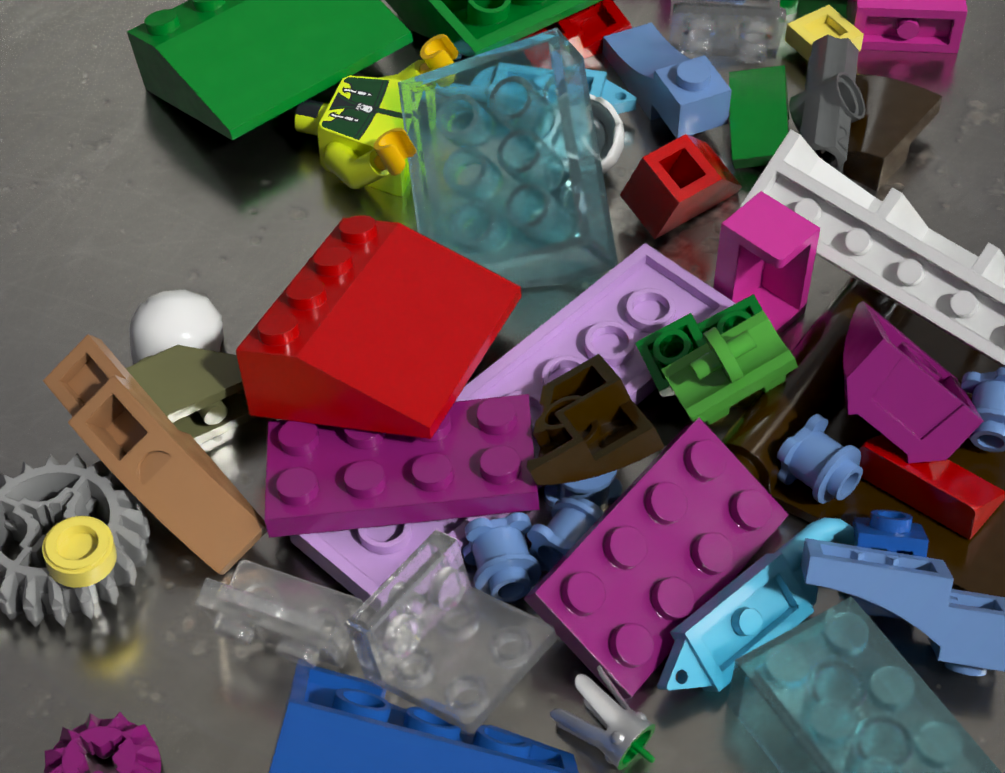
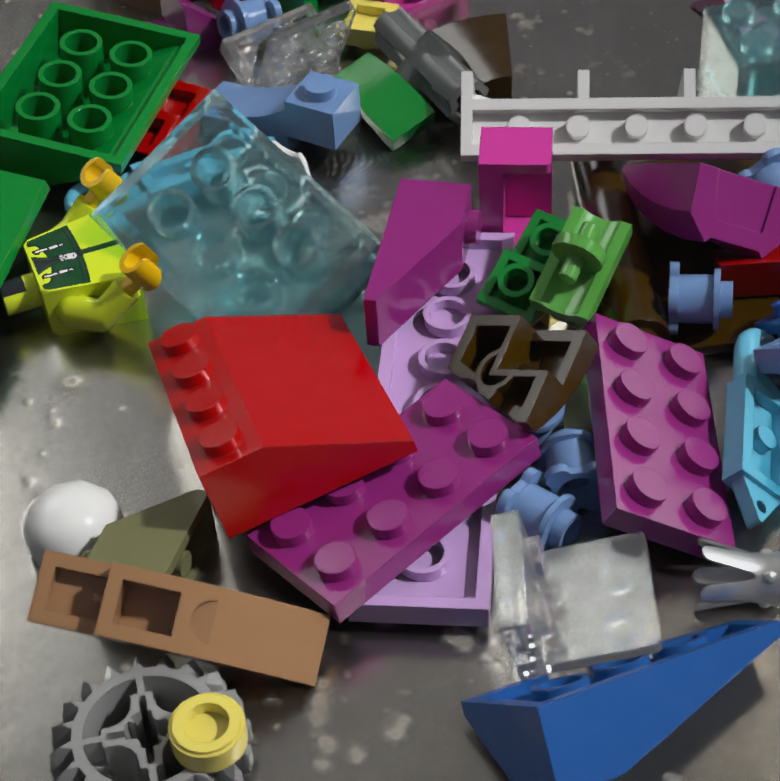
camera: 35 degrees left, 5 degrees down
(281, 610) = (418, 669): clear bracket -> none
(619, 273) = (418, 252): none -> magenta slope
(677, 184) = (376, 176): red slope -> none

